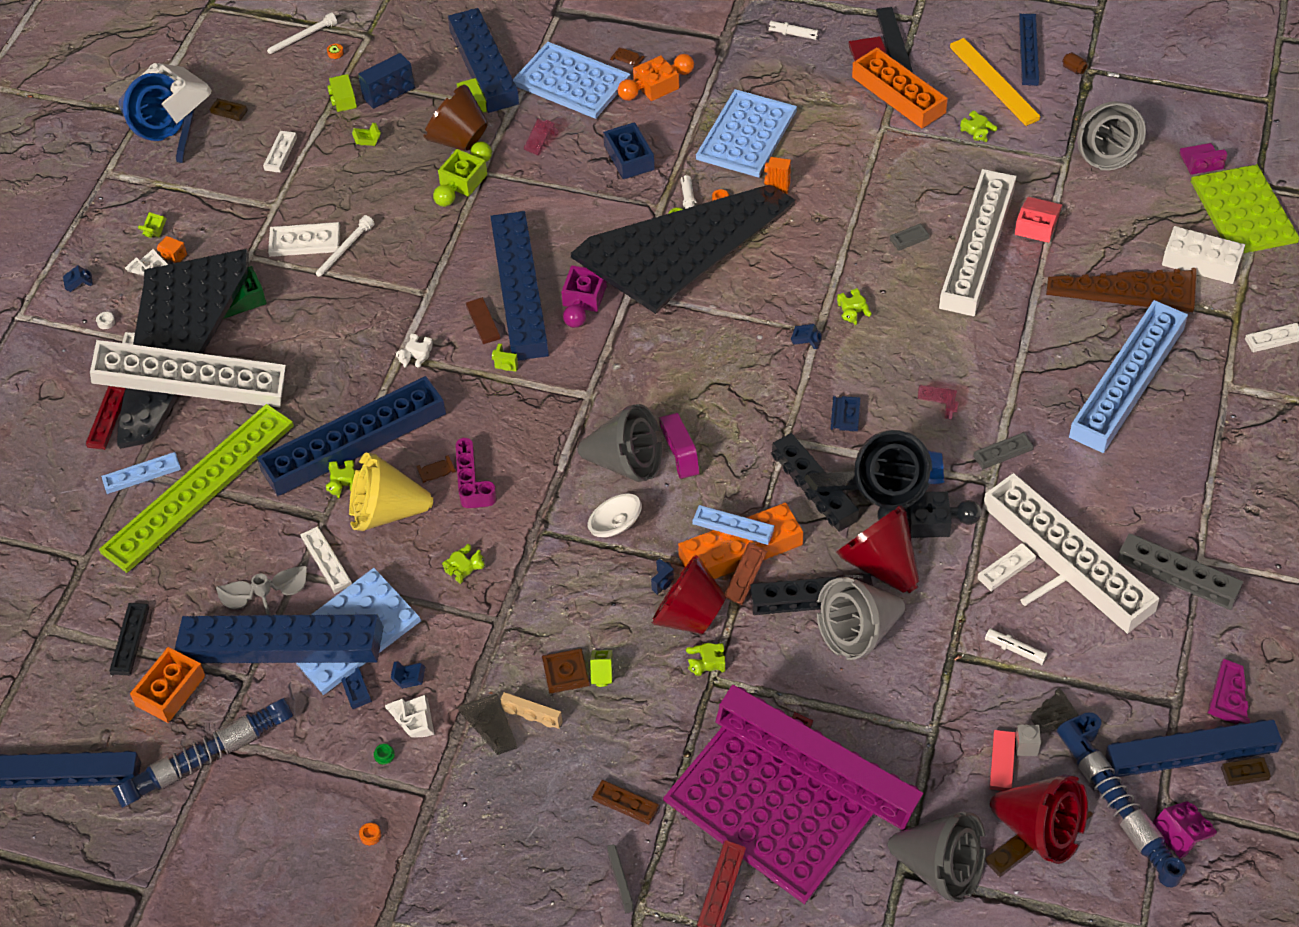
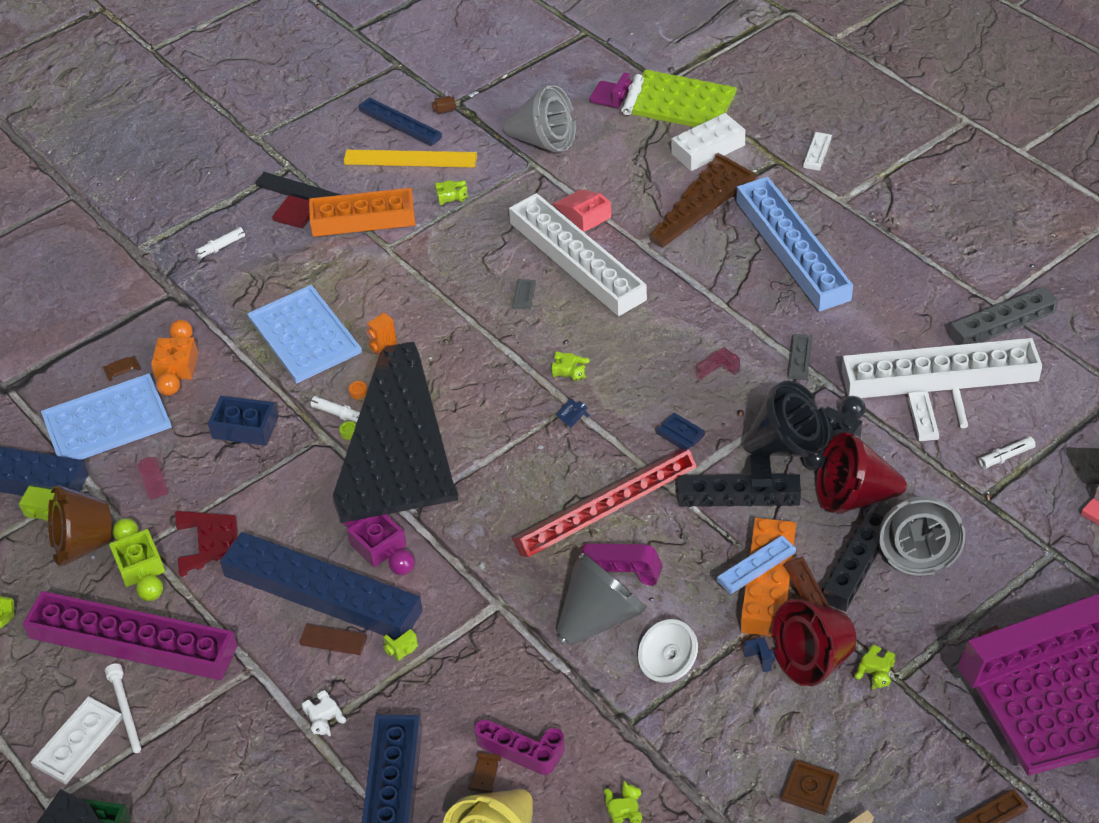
camera: 55 degrees left, 5 degrees down
(398, 211) = (131, 635): none -> magenta brick
(524, 198) = (215, 537): none -> dark red wing
(601, 667) = (830, 752): lime slope -> none
(729, 403) = (604, 503): none -> red brick
(1213, 170) = (634, 90): none -> white pin

